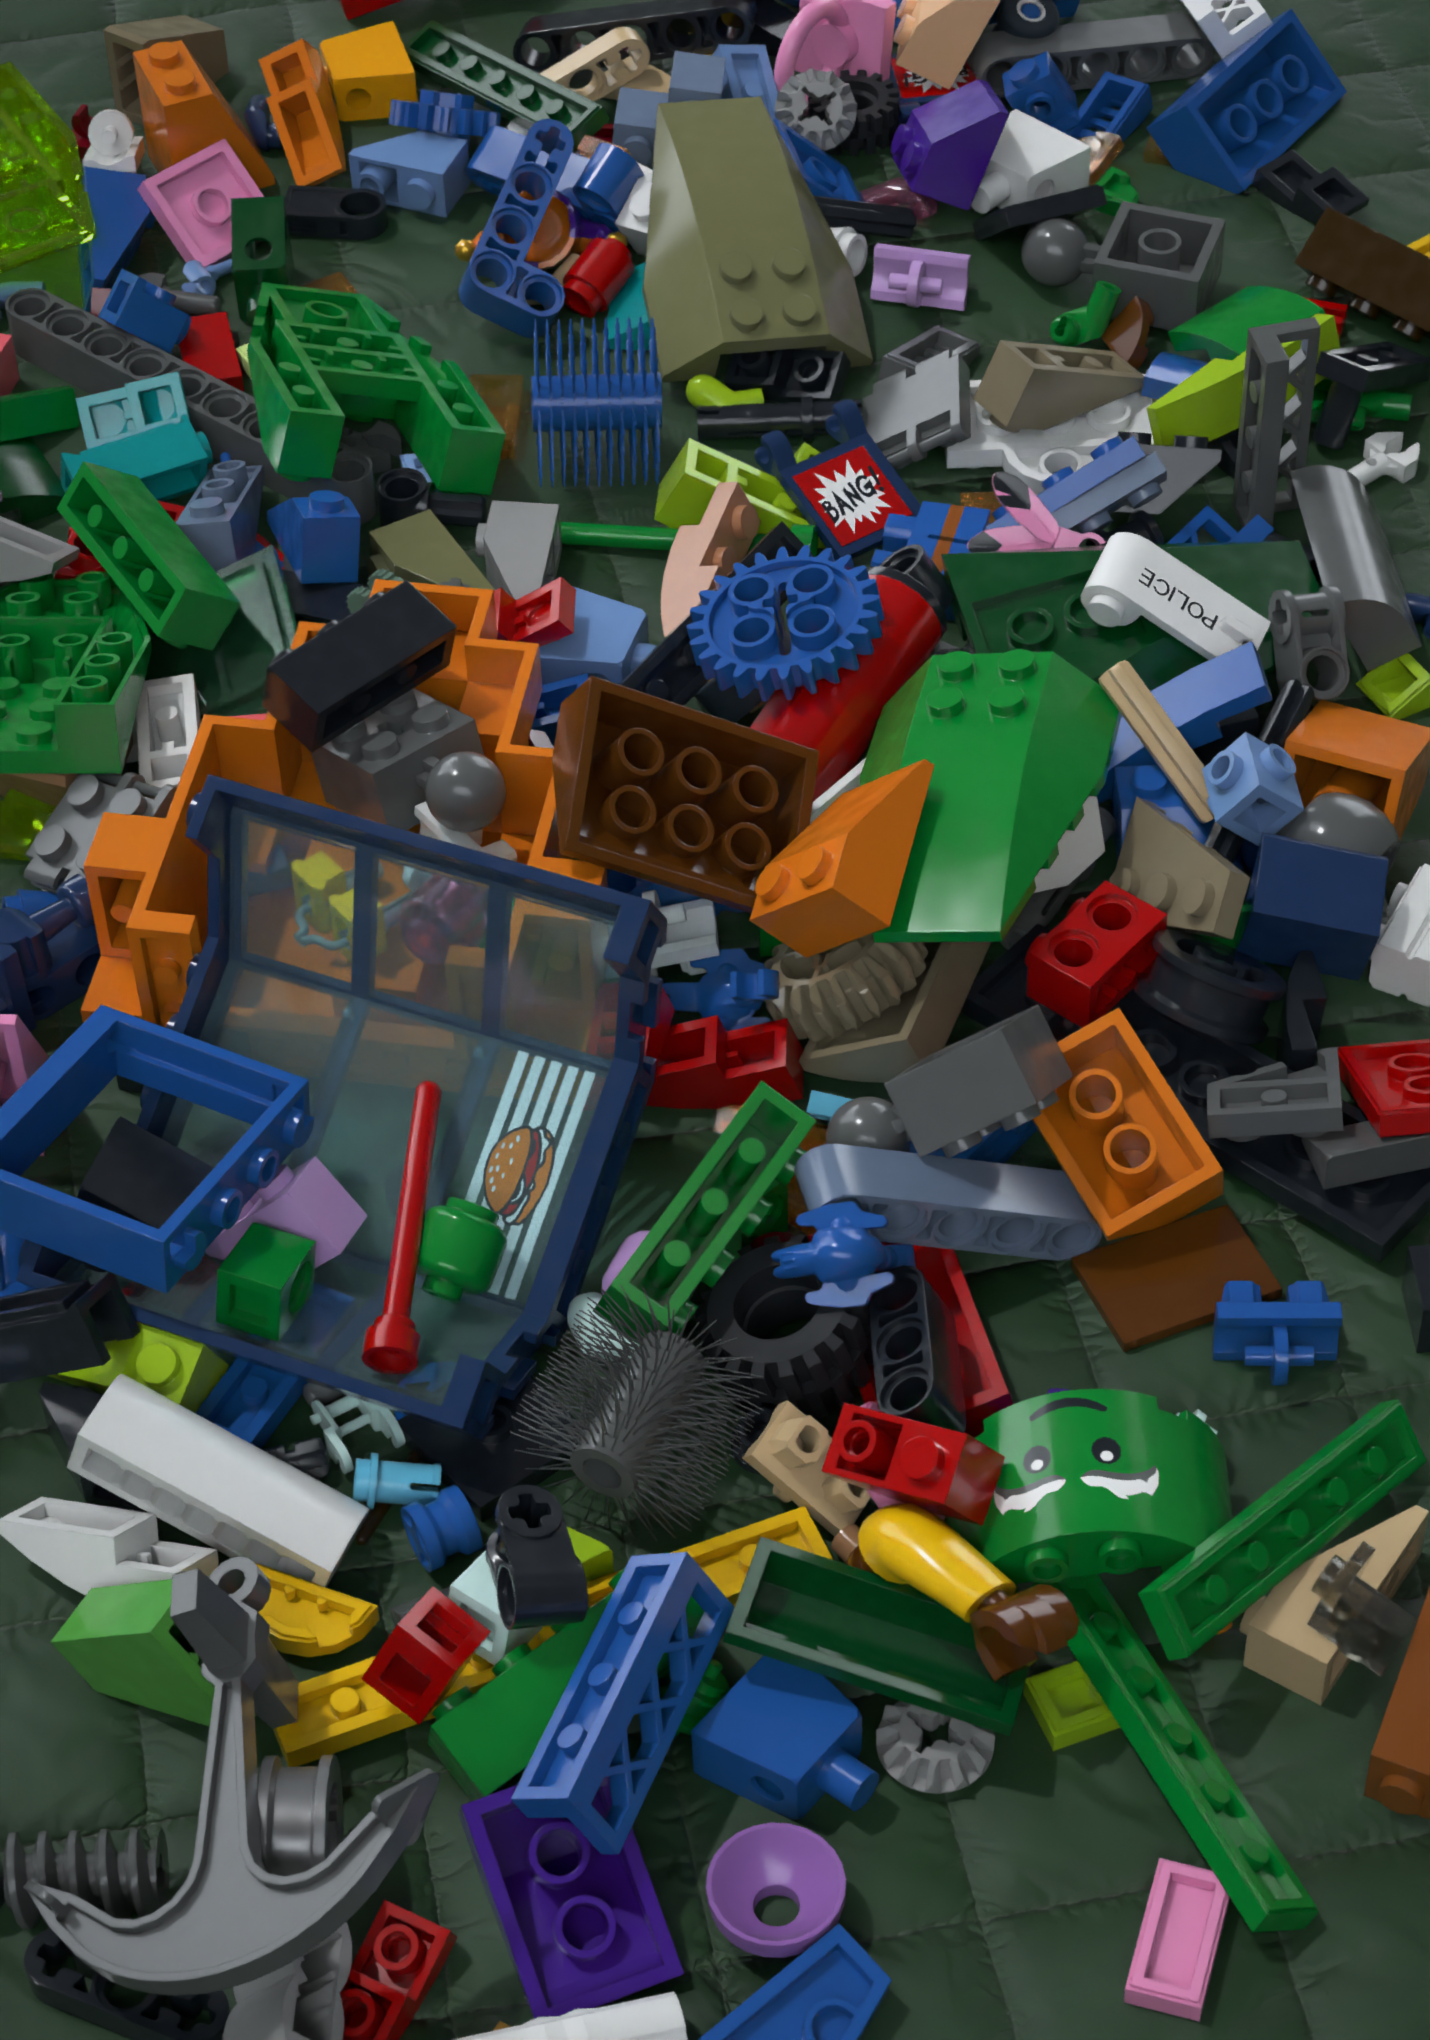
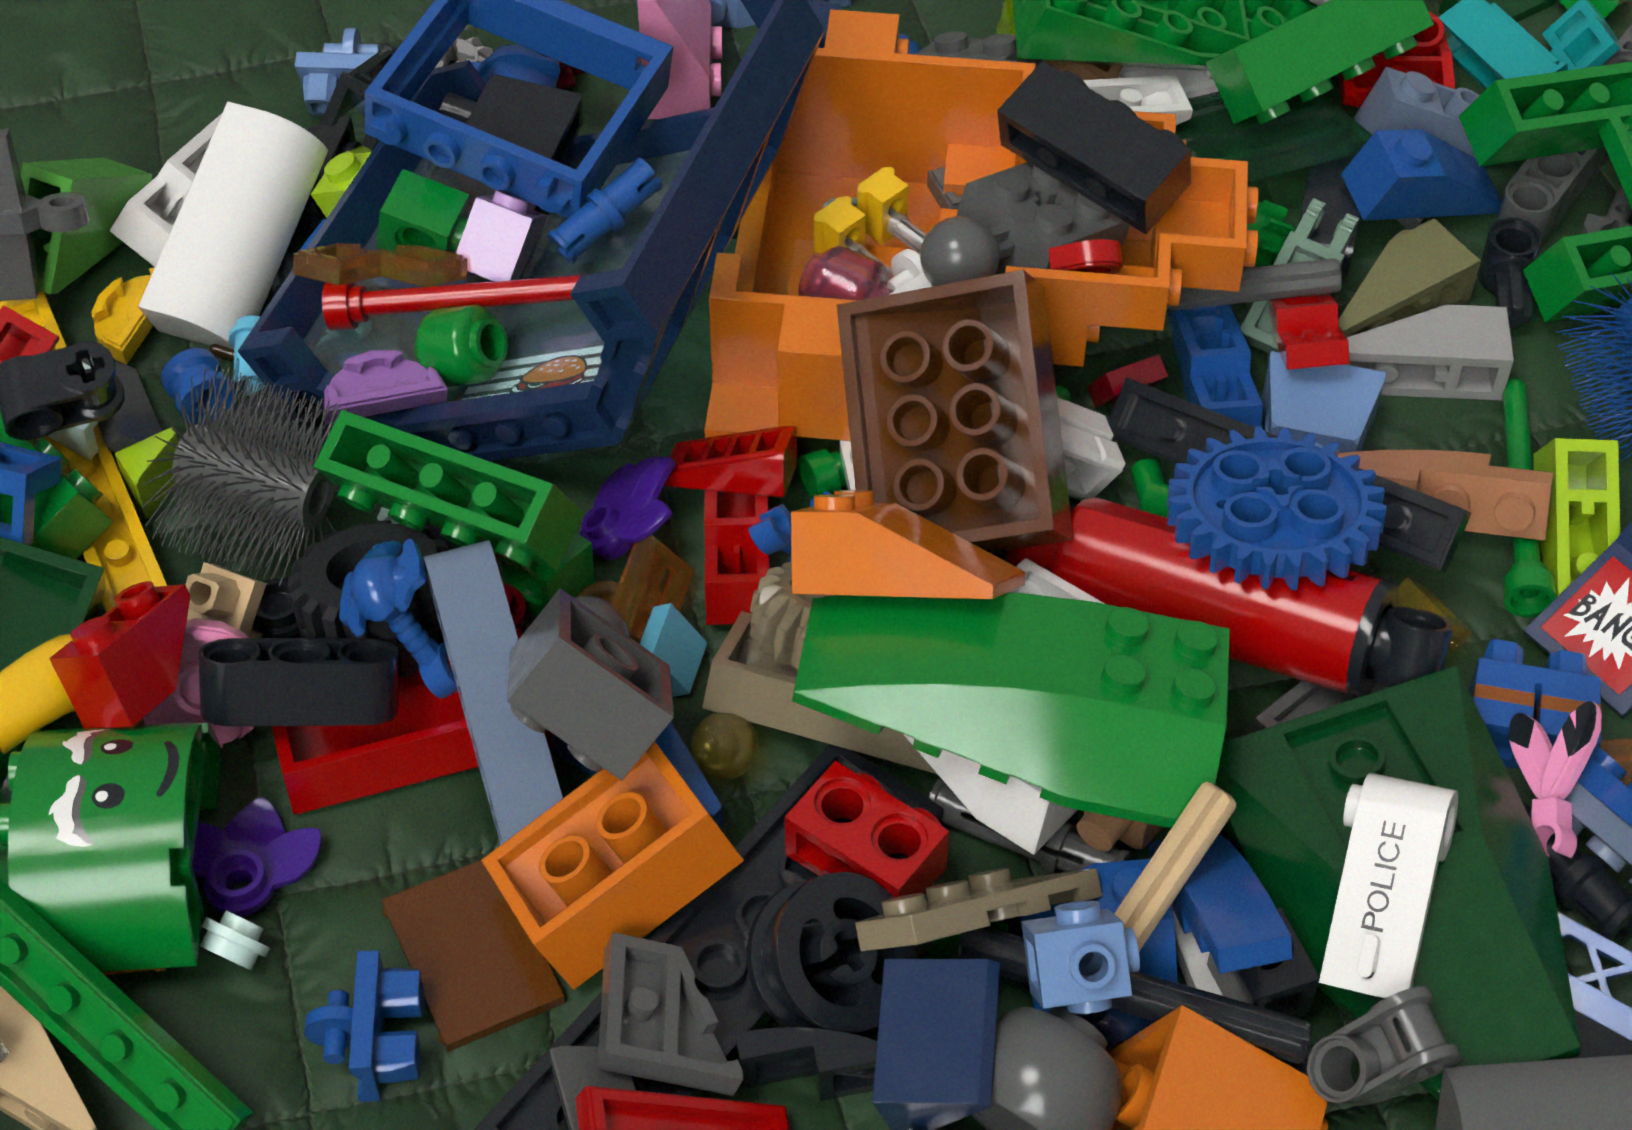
camera: 85 degrees right, 5 degrees up
(330, 1110) = (605, 210): none -> blue pin
(346, 1319) = (408, 263): none -> clear orange tile
(487, 698) = (1088, 256): none -> red tile
(512, 1315) = (382, 384): none -> medium lavender tile
(672, 1128) = (628, 507): none -> dark purple plate

